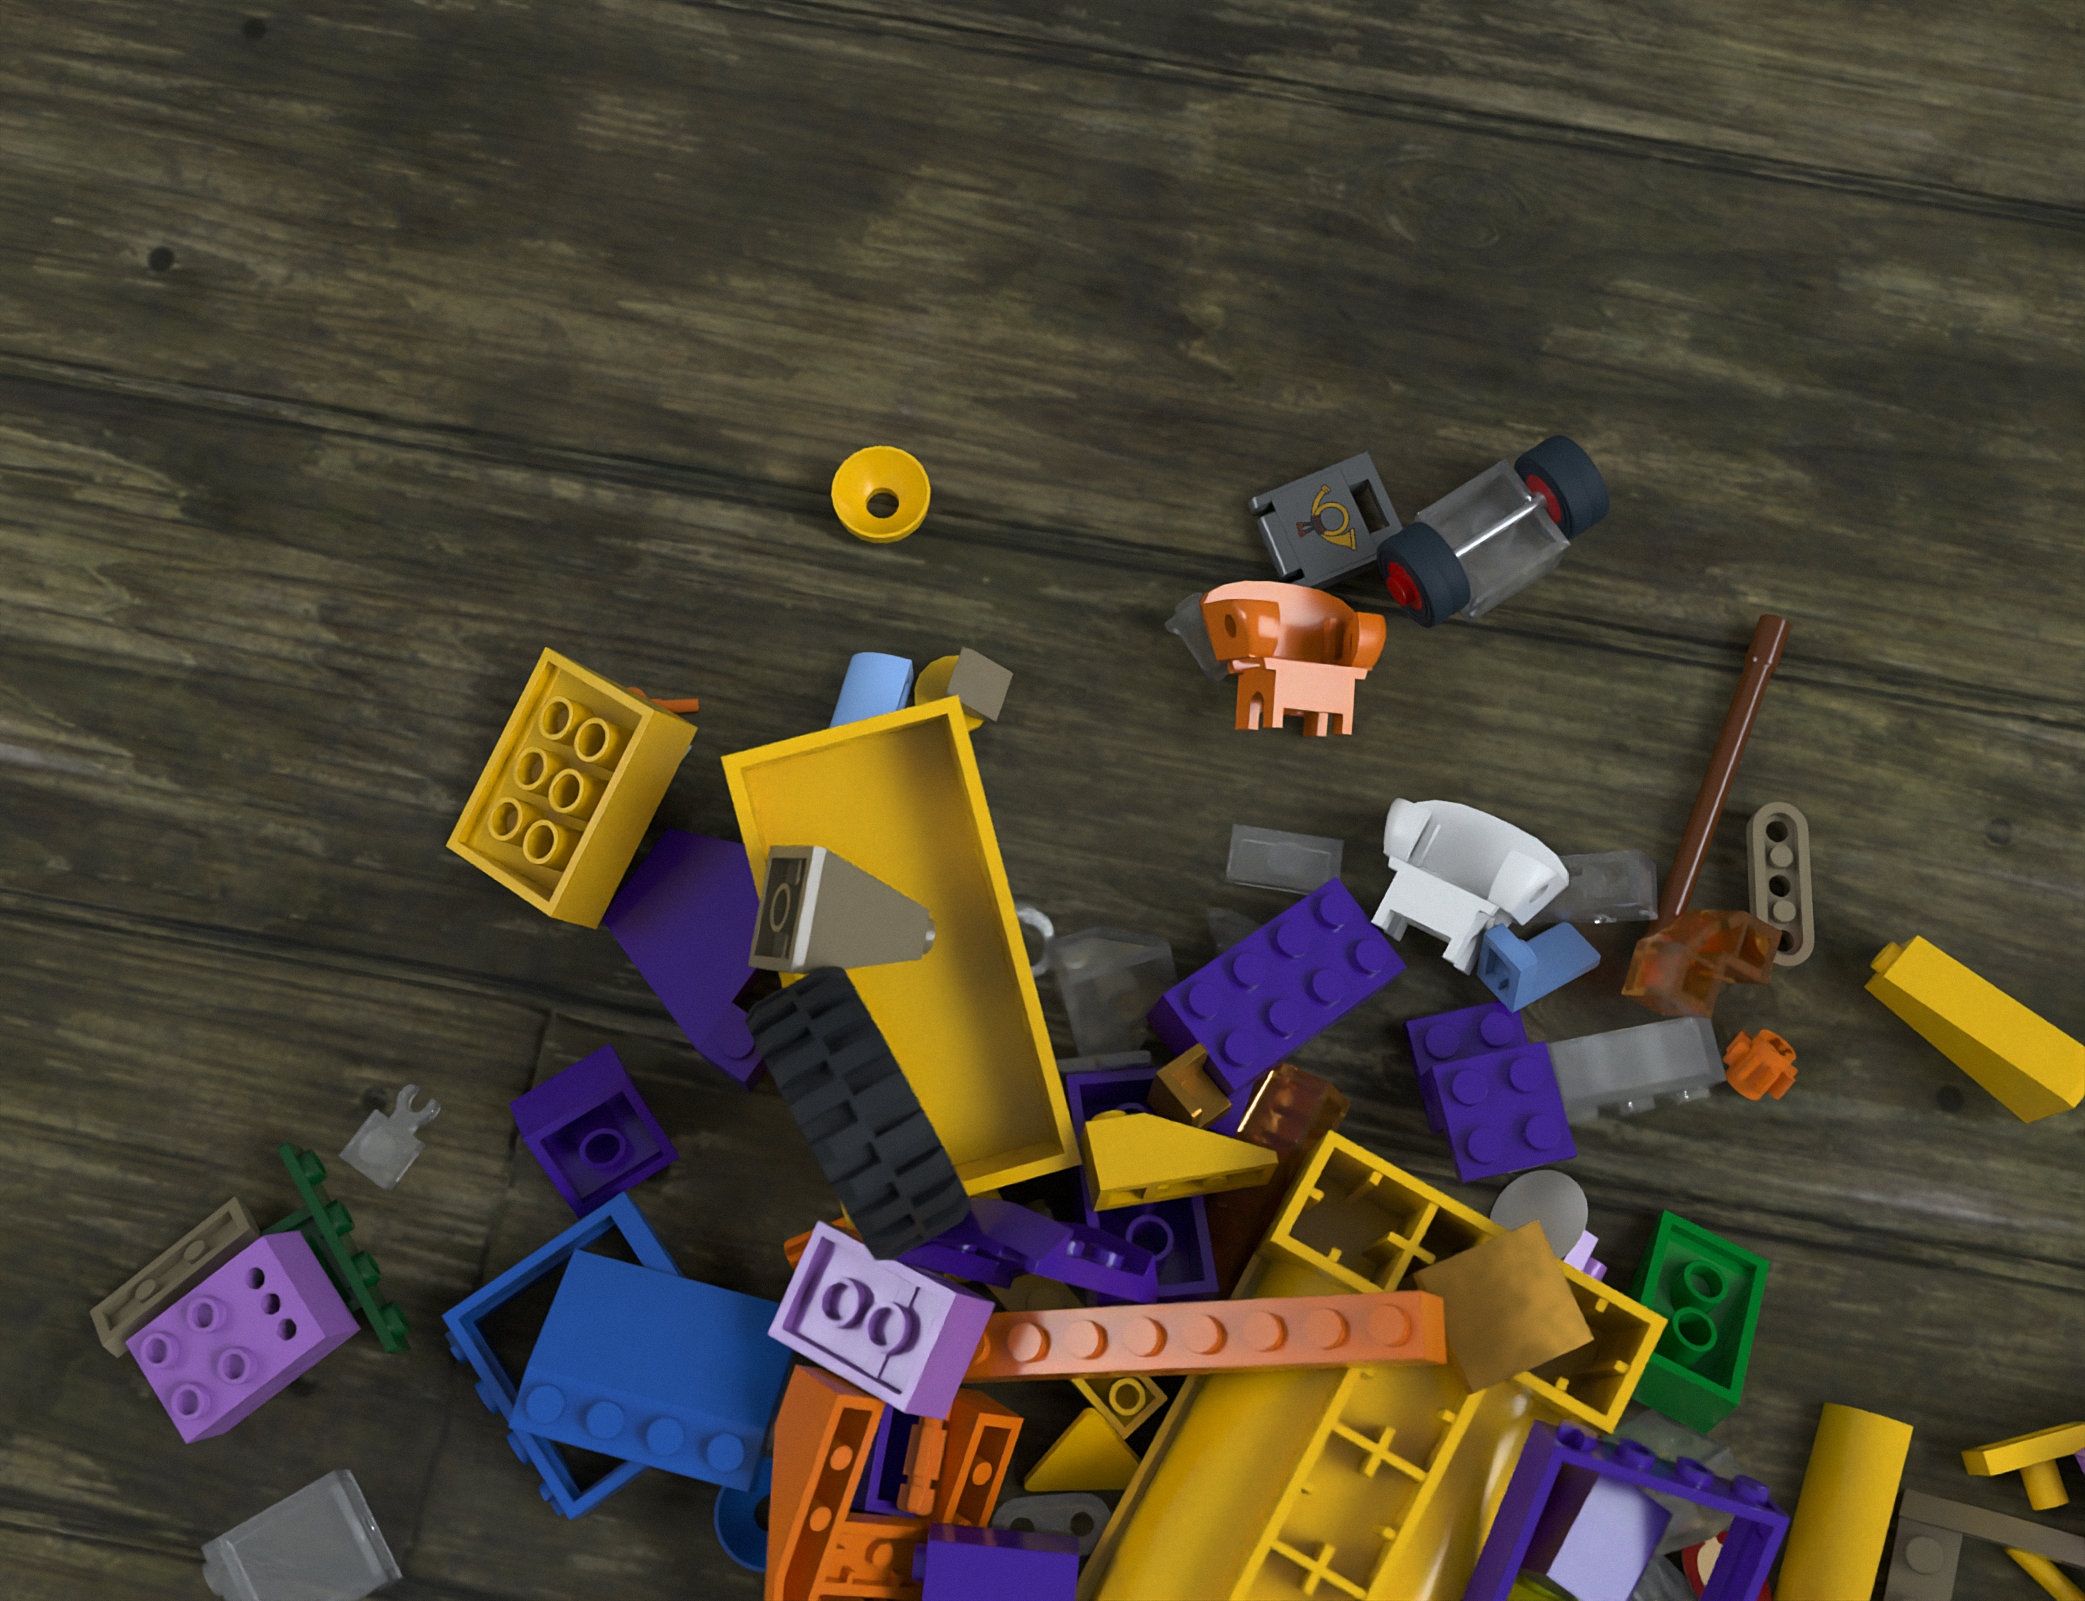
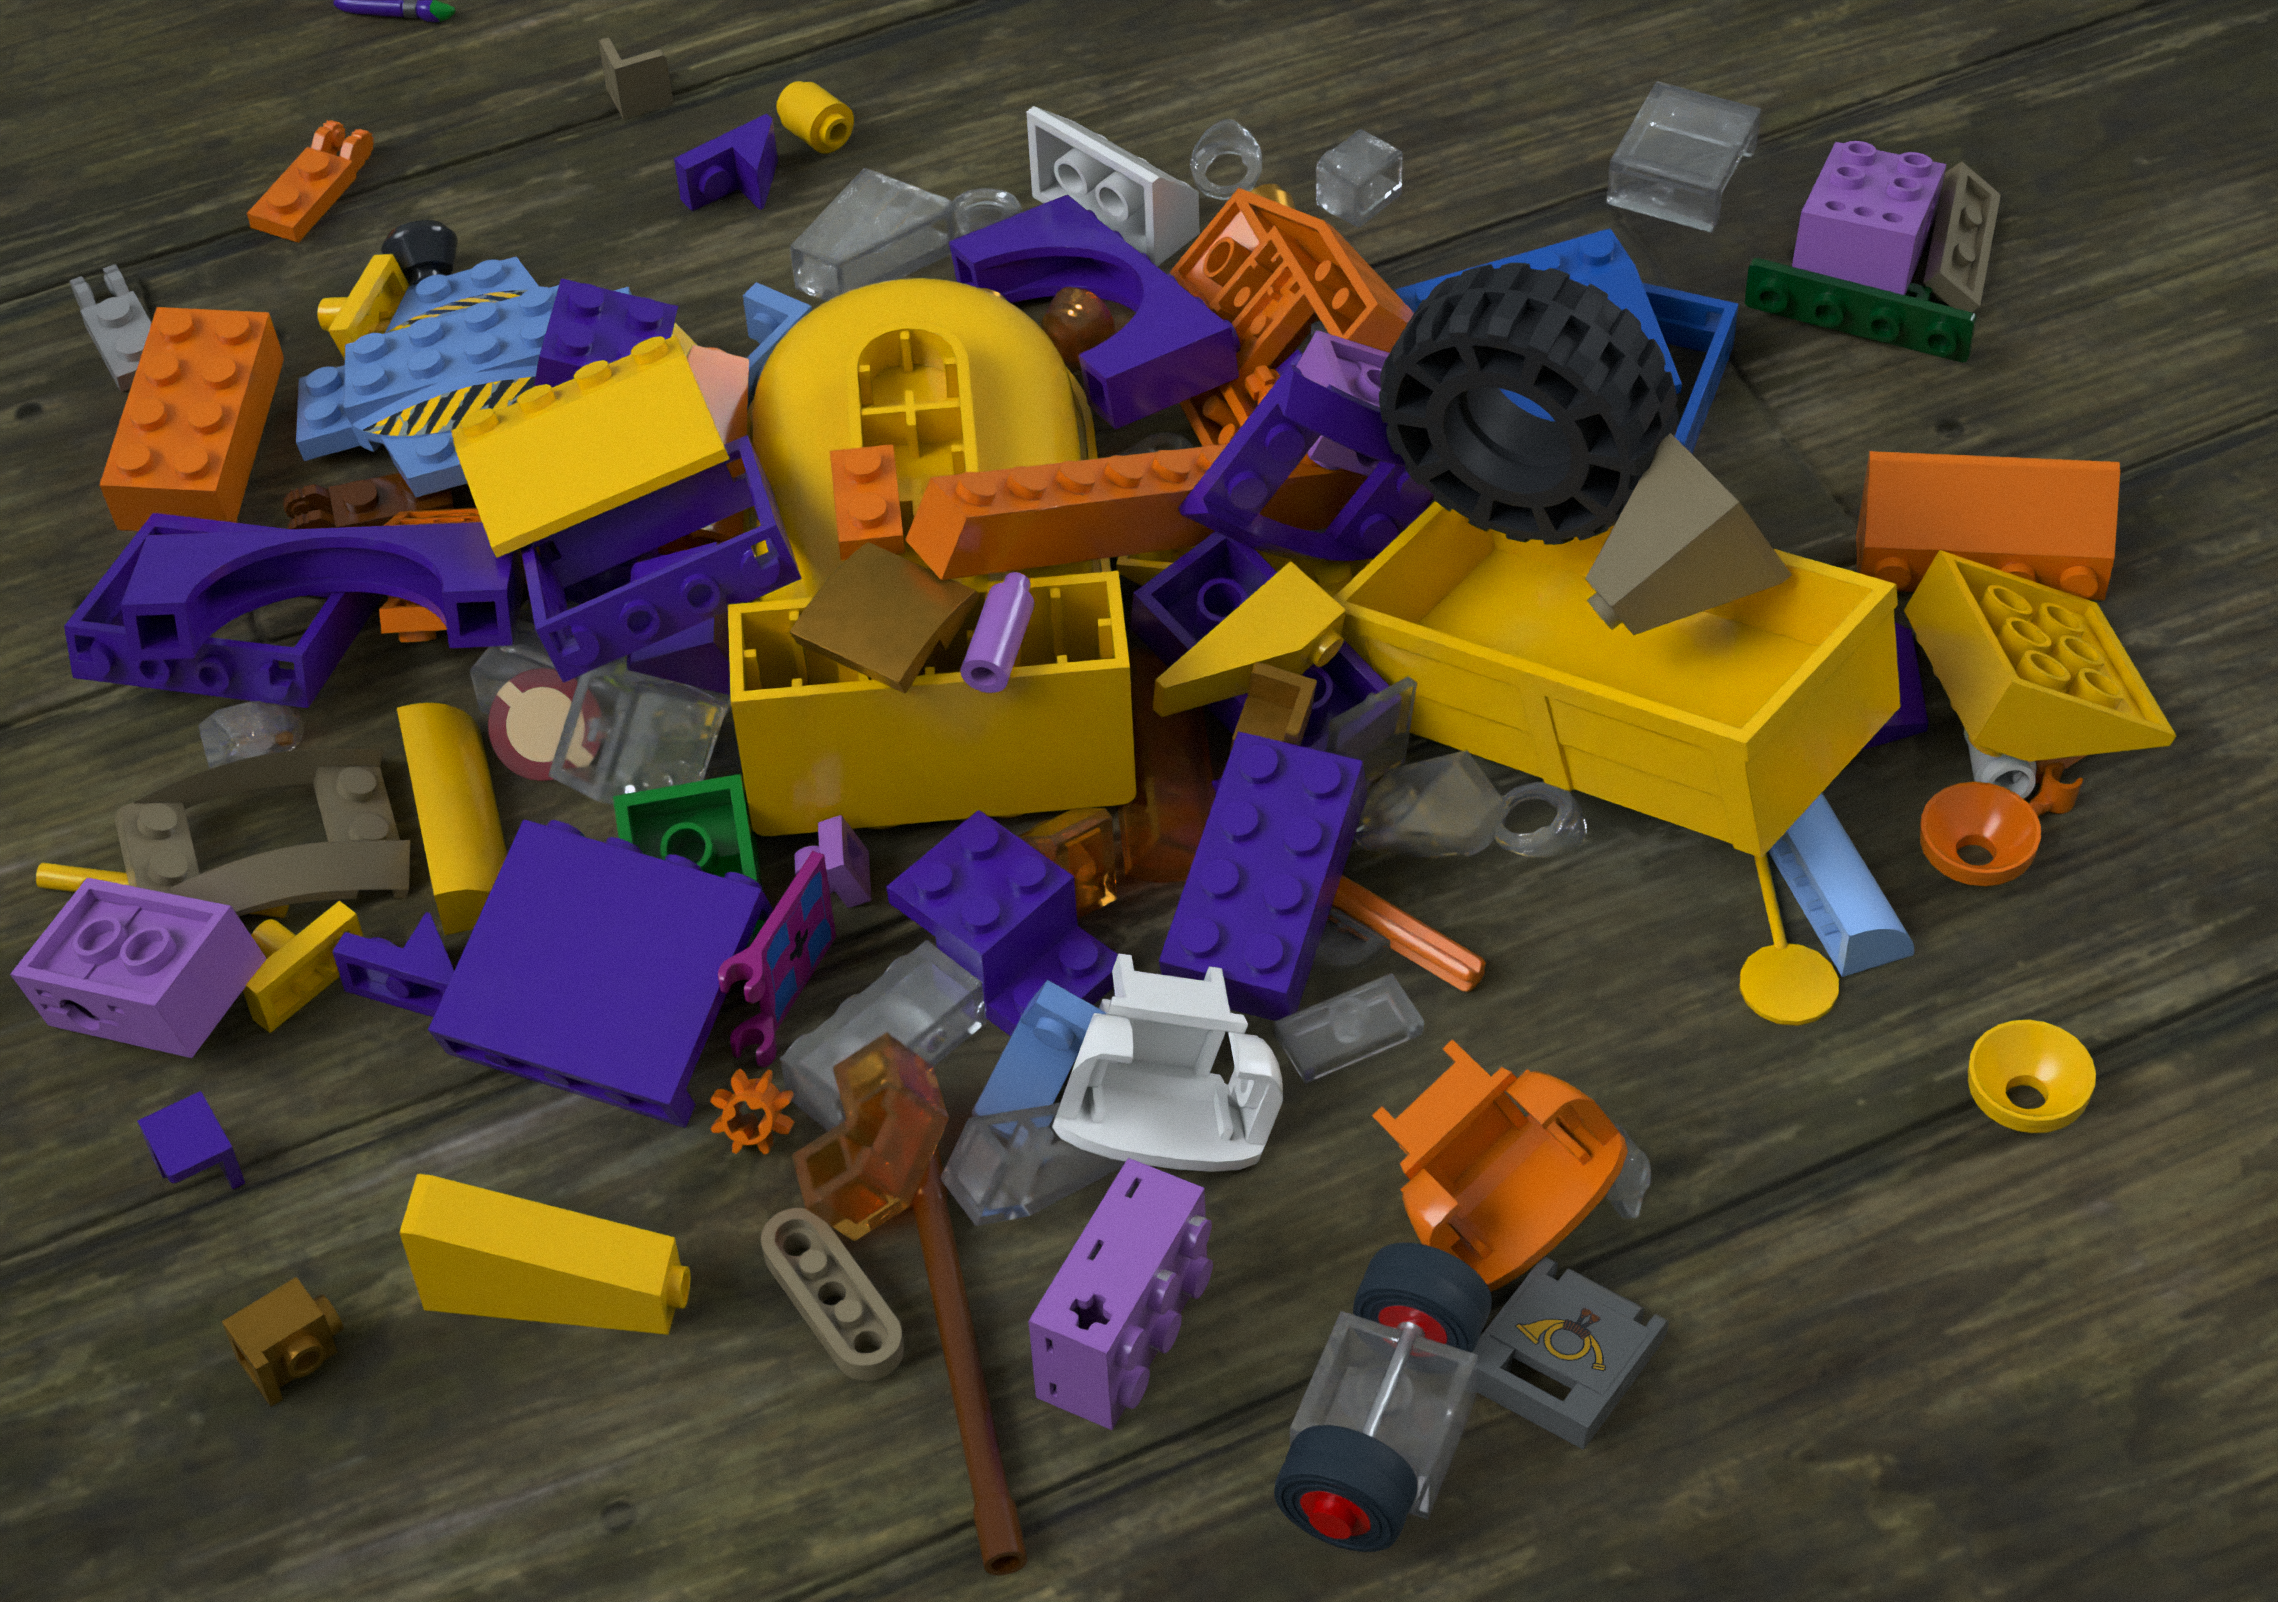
camera: 150 degrees right, 25 degrees down
(387, 1145) = (1908, 402): clear plate -> none
(480, 936) = (2009, 513): none -> orange slope
(593, 1131) = (1774, 472): dark purple slope -> none
(730, 668) = (1981, 817): none -> orange piece
(979, 685) = (1773, 983): dark tan slope -> none
(1185, 901) = (1411, 937): none -> orange axle
(1401, 1123) = (1084, 847): none -> clear orange slope
(1422, 1220) = (998, 634): none -> medium lavender cylinder
(1434, 1462) = (866, 499): none -> orange plate
(1549, 1198) = (871, 861): white sticker -> none
(1604, 724) = (1121, 1294): none -> medium lavender piece
(1698, 1154) = (782, 958): none -> magenta flag
(1817, 1259) = (597, 969): none -> dark purple panel
(1943, 1371) = (394, 975): none -> dark purple slope

